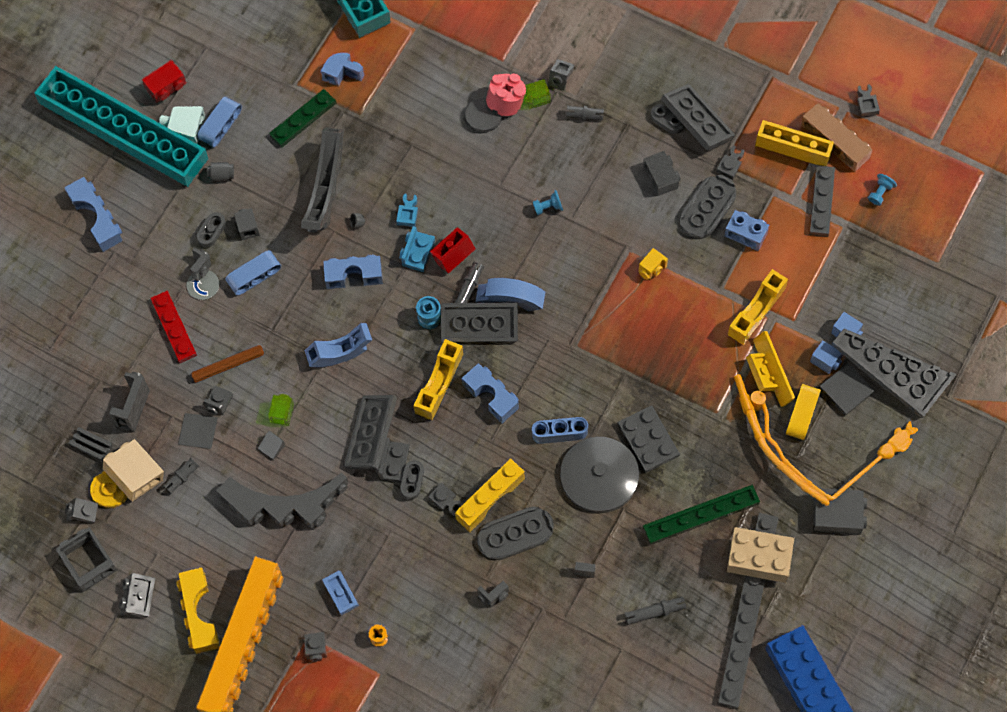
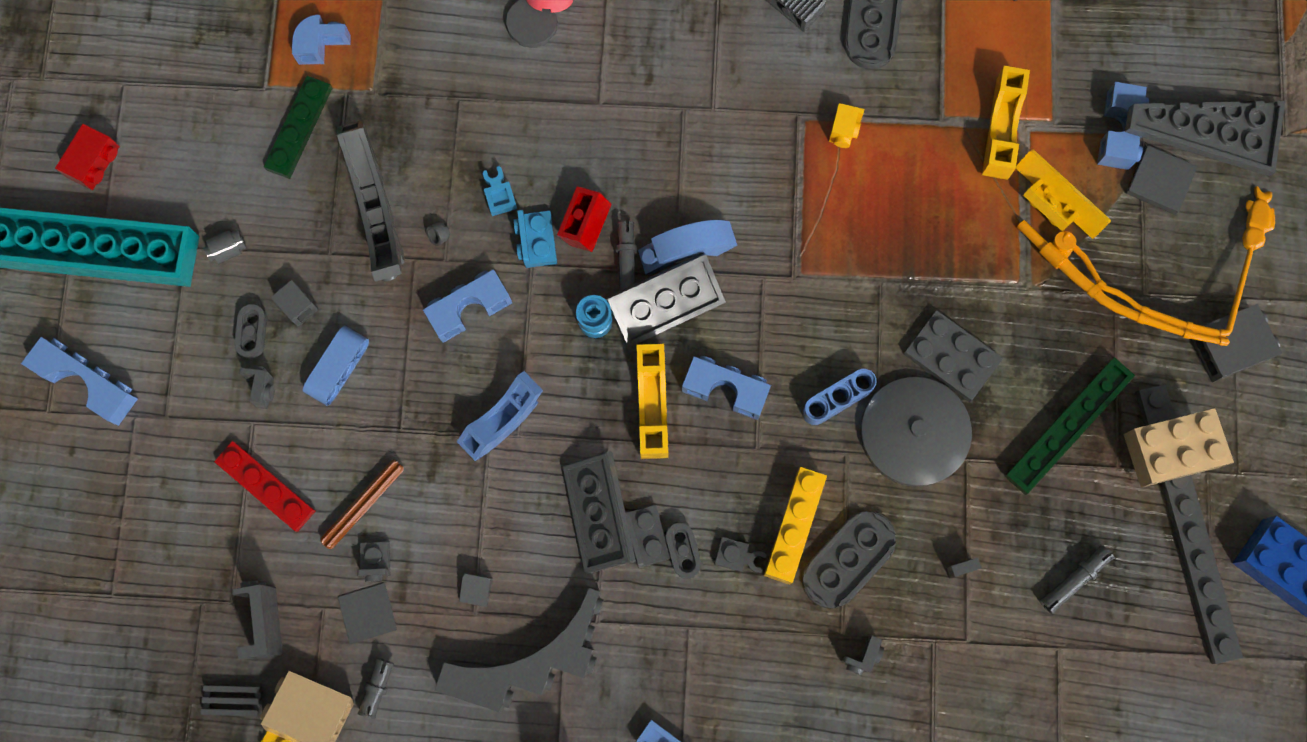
camera: 25 degrees left, 10 degrees up
(185, 121) = (143, 200): light aqua torso -> none
(204, 288) = (281, 412): light grey sticker -> none
(219, 121) = (189, 180): medium blue beam -> none
(281, 409) = (465, 535): clear neon green brick -> none
(554, 201) = (681, 96): dark azure piece -> none
(746, 230) = (939, 28): medium blue brick -> none
(803, 412) = (1126, 234): yellow beam -> none

